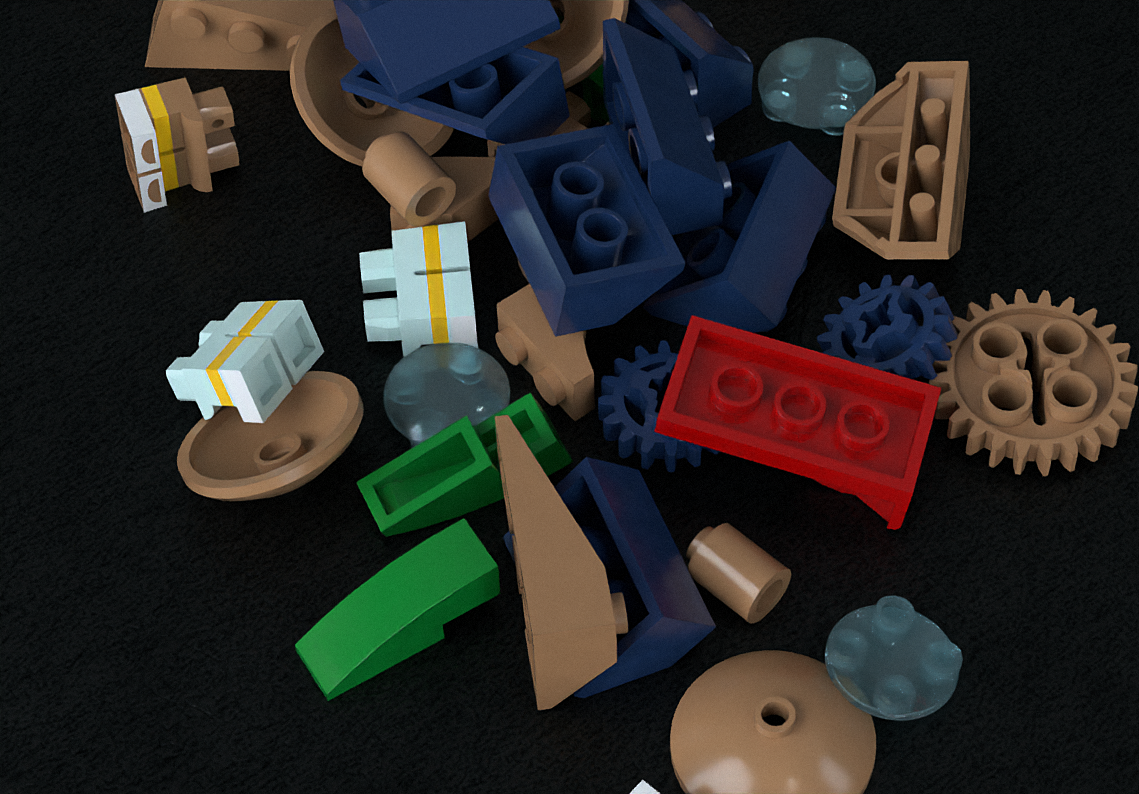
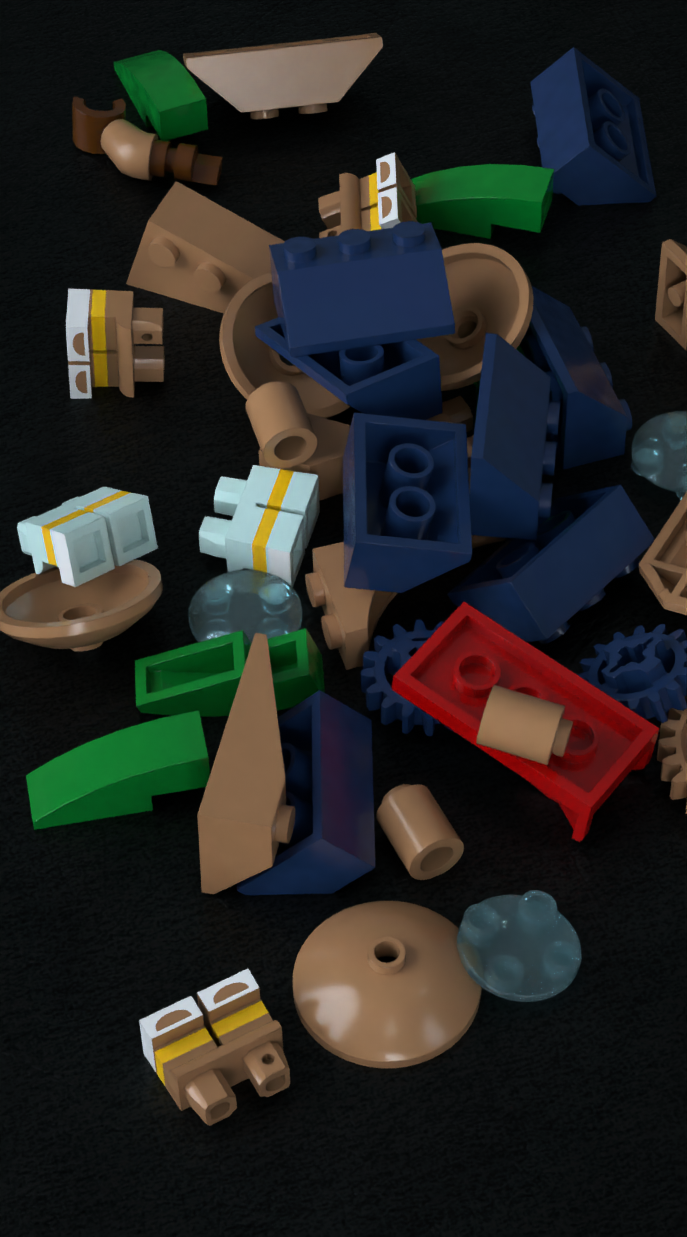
camera: 20 degrees right, 5 degrees down
(818, 430) = (524, 725): none -> medium nougat brick

